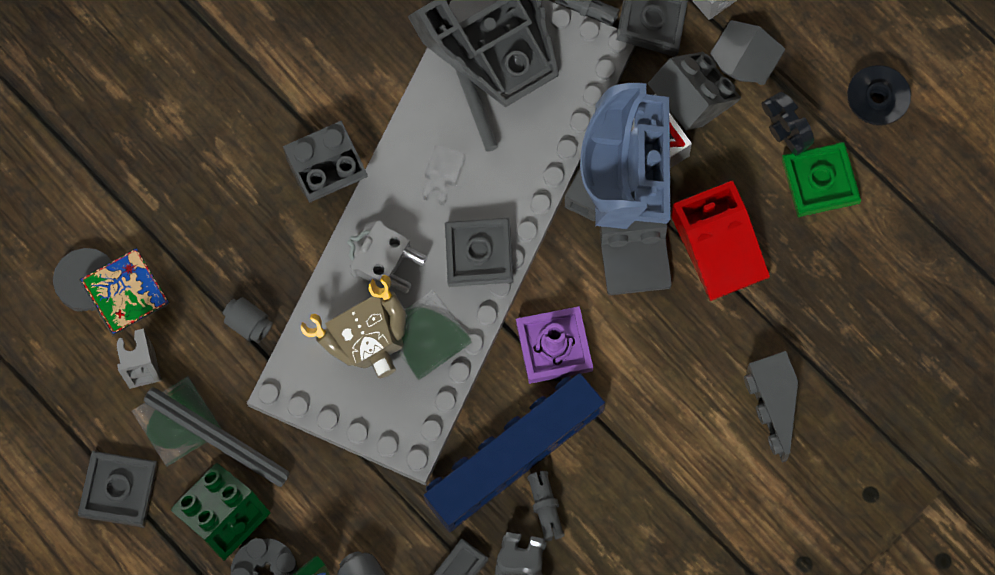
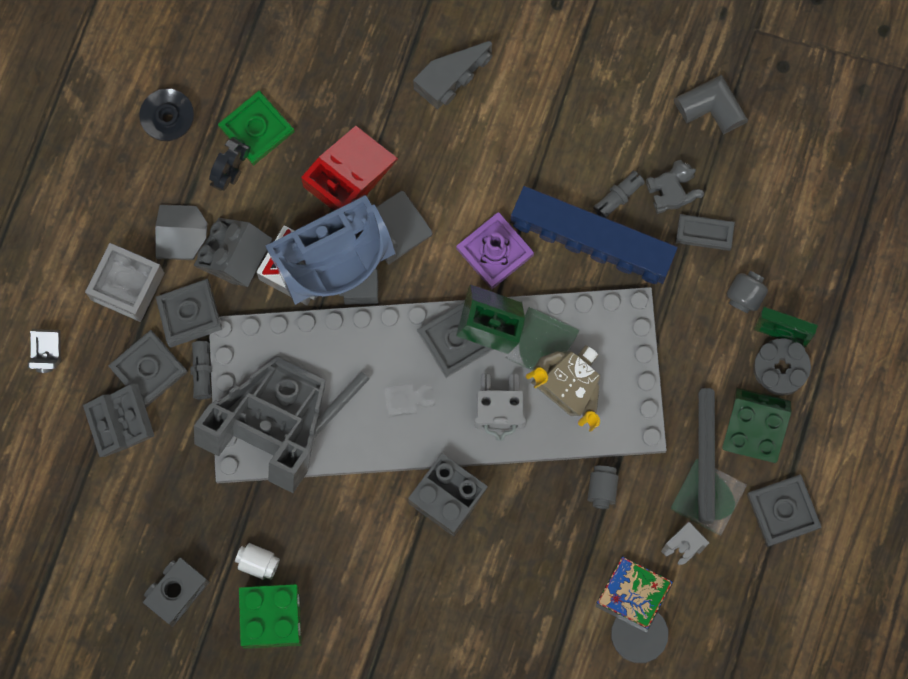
camera: 120 degrees left, 5 degrees up
(476, 290) = (491, 320): none -> dark green slope

